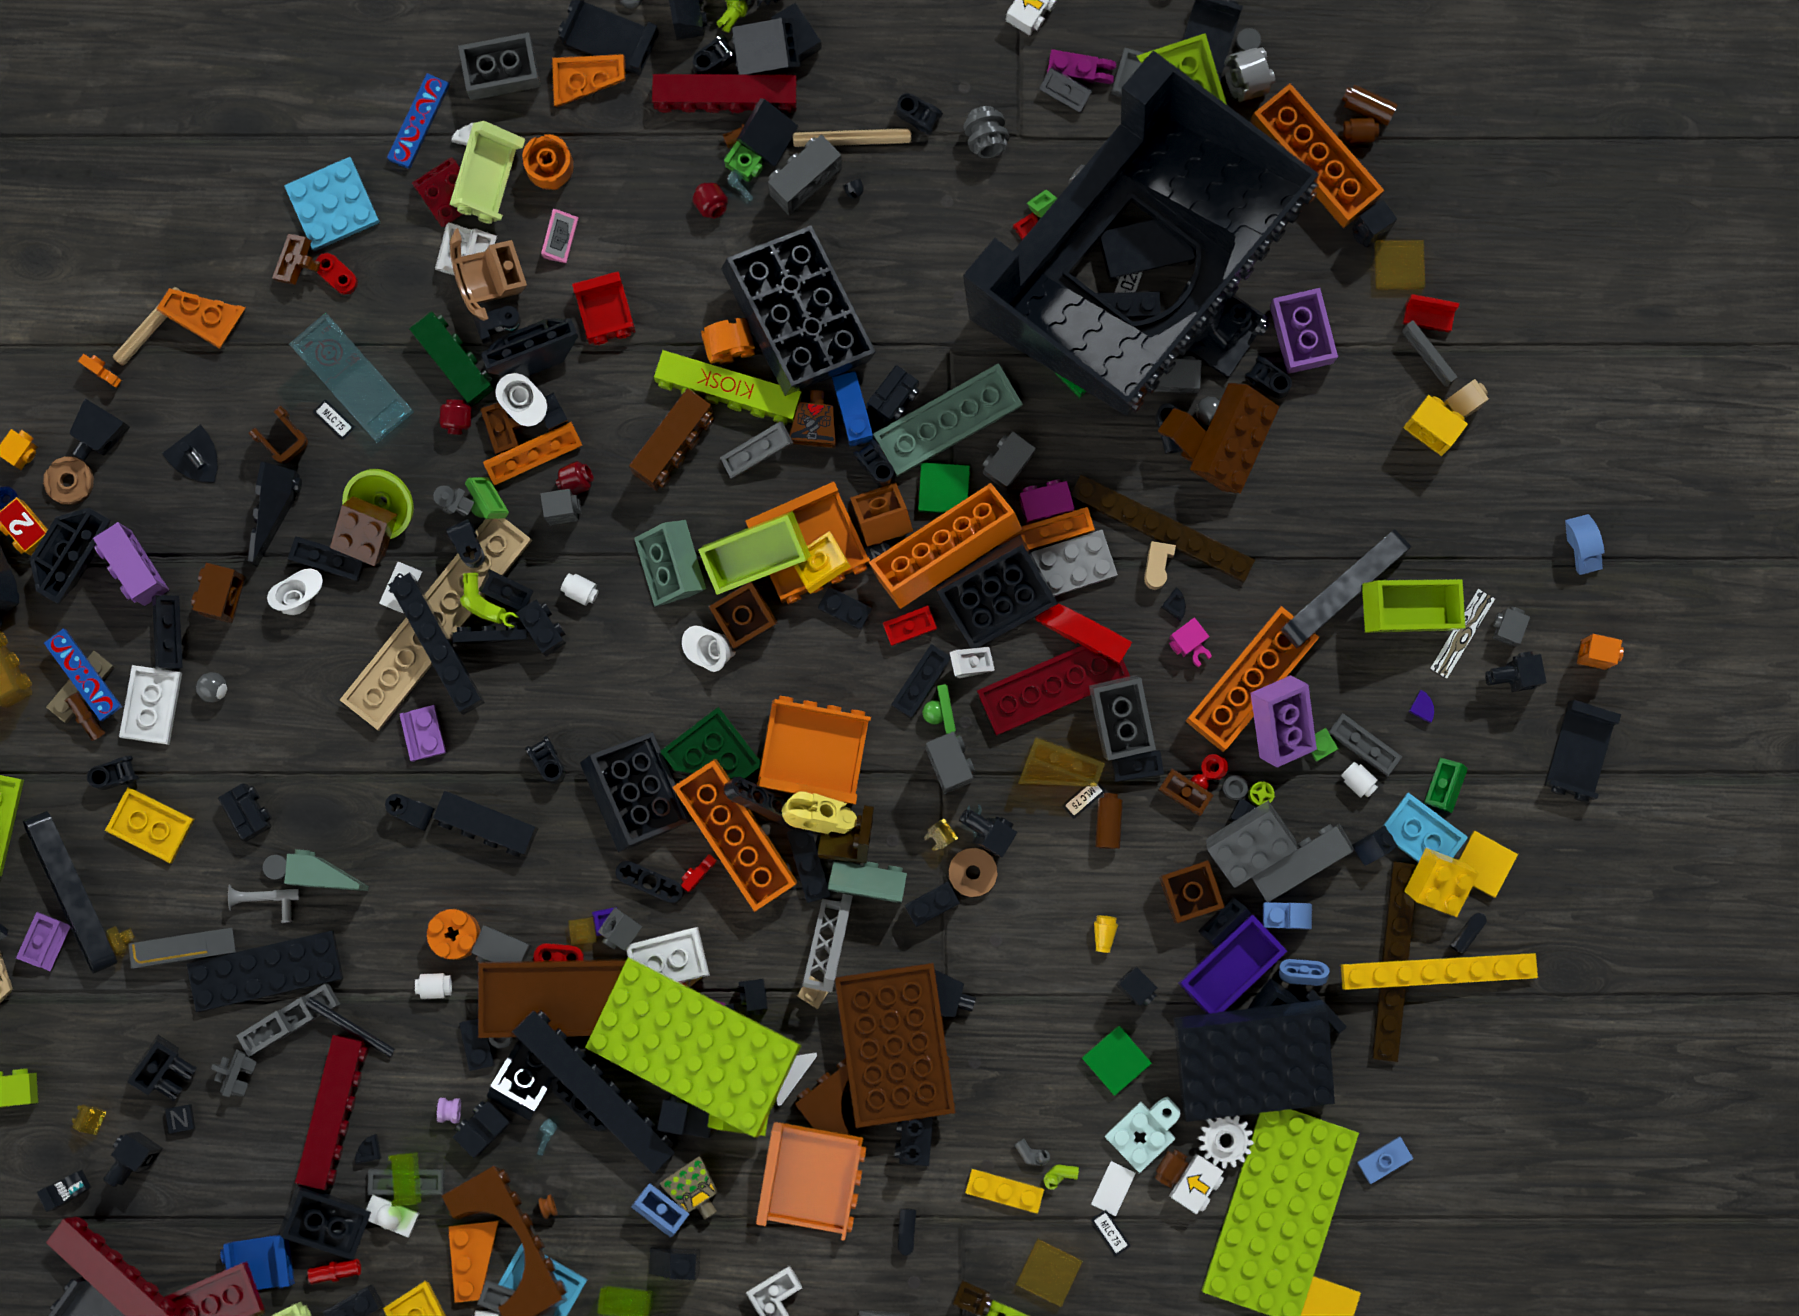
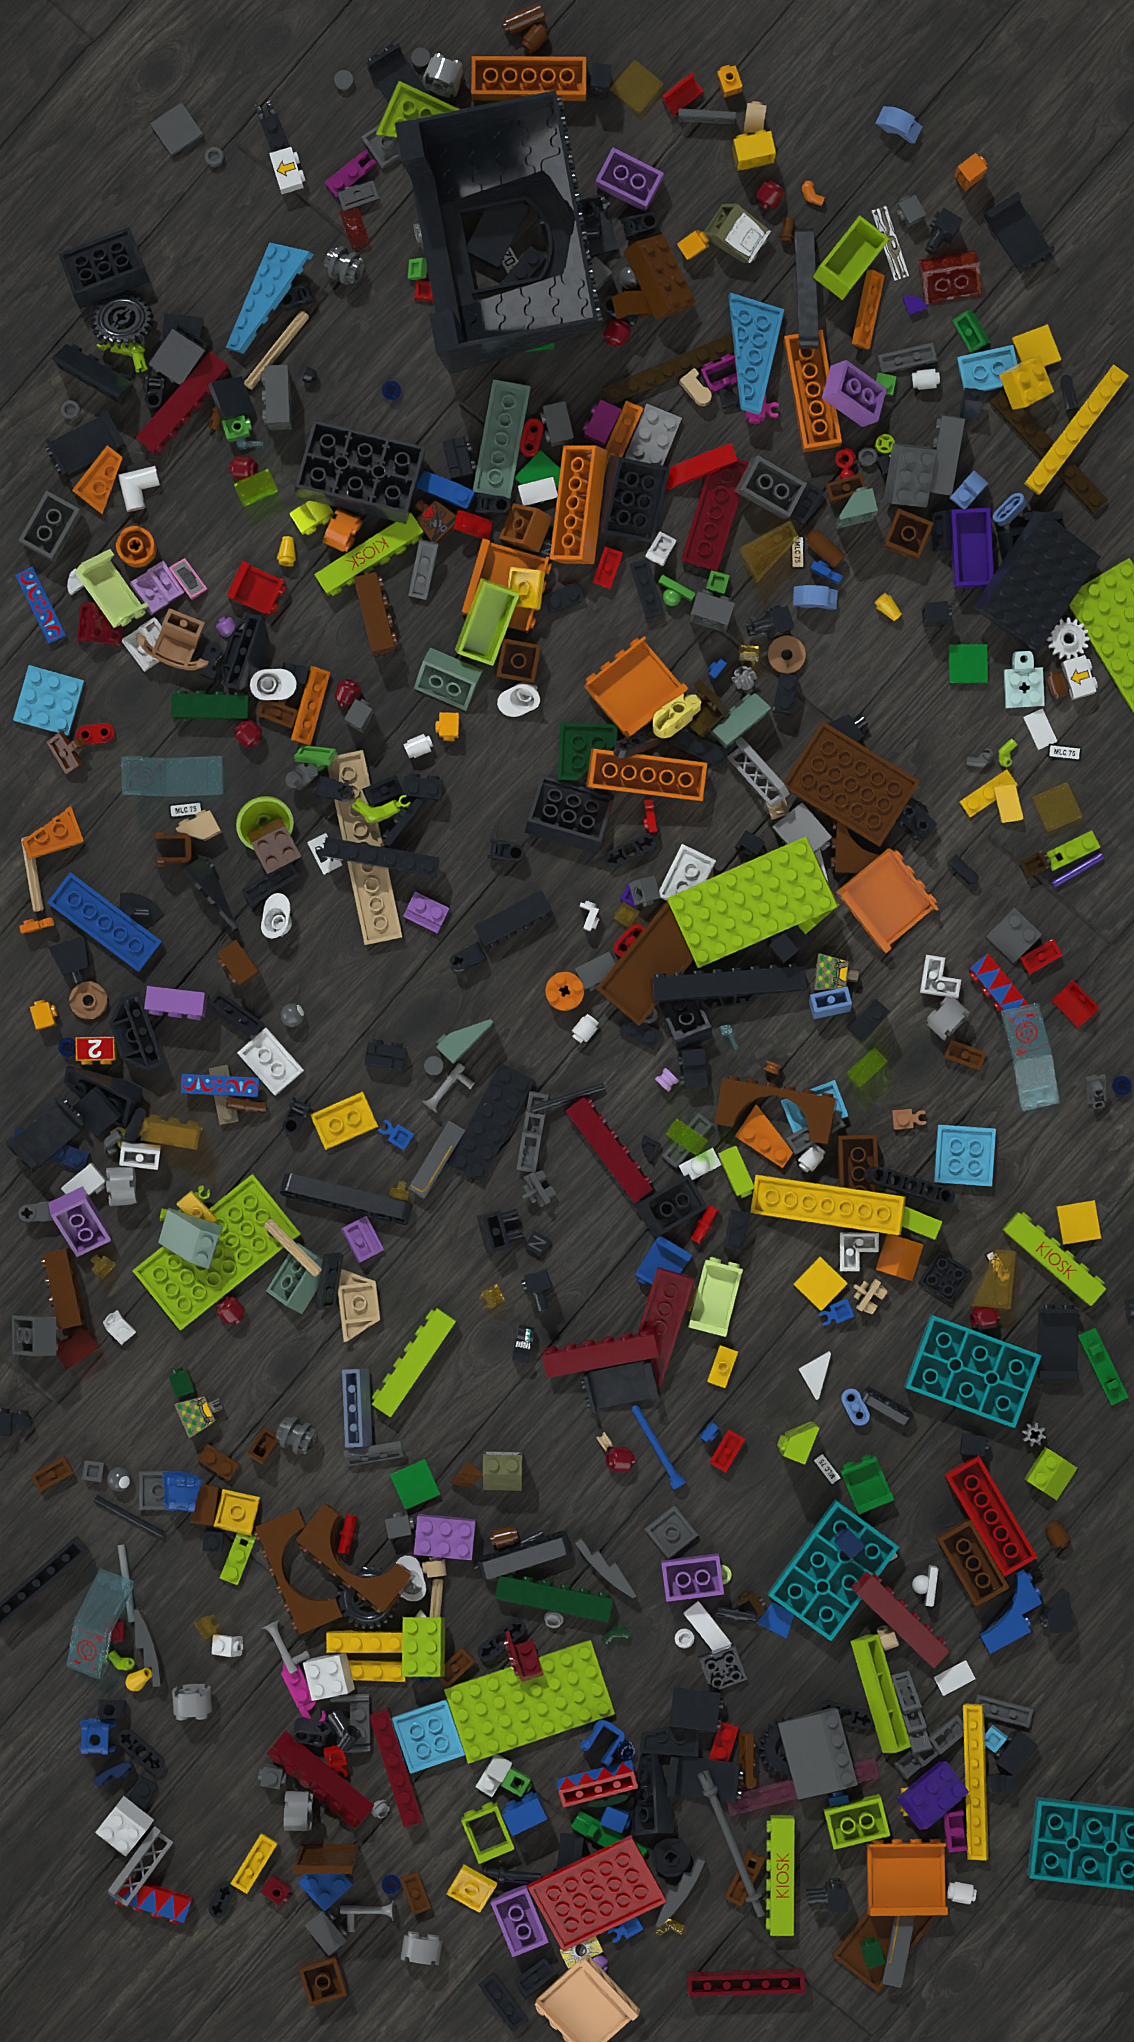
camera: 50 degrees left, 5 degrees up
(157, 432) = (104, 922): none -> blue plate
(176, 892) = (399, 1135): none -> blue plate
(327, 448) = (201, 827): none -> tan slope
(410, 1259) = (736, 1171): none -> lime window
(526, 215) = (157, 587): none -> lavender slope
(544, 310) = (225, 626): none -> medium lavender piece
(548, 901) = (592, 920): none -> white bracket
(609, 111) = (132, 486): none -> white brick
(623, 601) = (448, 726): none -> light orange brick
(664, 307) = (287, 551): none -> yellow cone
(701, 226) = (255, 487): none -> clear neon green panel
(717, 300) = (311, 515): none -> neon yellow brick
(815, 1032) = (802, 823): none -> light grey brick
(840, 461) = (473, 525): none -> red plate
(897, 81) = (266, 292): none -> dark azure wing
(899, 815) = (716, 668): none -> blue plate
(905, 269) = (391, 384): none -> clear blue plate
(913, 850) = (744, 678): none -> light grey gear
(926, 496) = (538, 491): none -> white sticker
(972, 446) = (531, 439): none -> red plate
(986, 744) = (717, 582): none -> bright green plate
(1011, 1219) = (1008, 802): none -> yellow slope
(1033, 113) = (354, 227): none -> clear red tile
(1052, 853) = (815, 596): none -> medium blue brick
(1085, 836) = (822, 570): none -> blue plate
(1145, 443) = (617, 333): none -> dark red head
(1173, 820) = (859, 508): none -> sand green slope
(1190, 562) = (710, 368): none -> magenta window
(1254, 580) = (754, 339): none -> dark azure wing
(1295, 444) = (693, 244): none -> light orange brick
(1342, 477) = (737, 232): none -> slope
(1379, 666) = (868, 309): none -> orange plate
(1387, 524) = (787, 230): none -> reddish brown pin
(1406, 477) = (769, 195): none -> dark red head
(1441, 515) = (809, 194): none -> orange arm
(1480, 719) = (950, 277): none -> clear red slope
(1482, 346) = (729, 80): none -> light orange brick

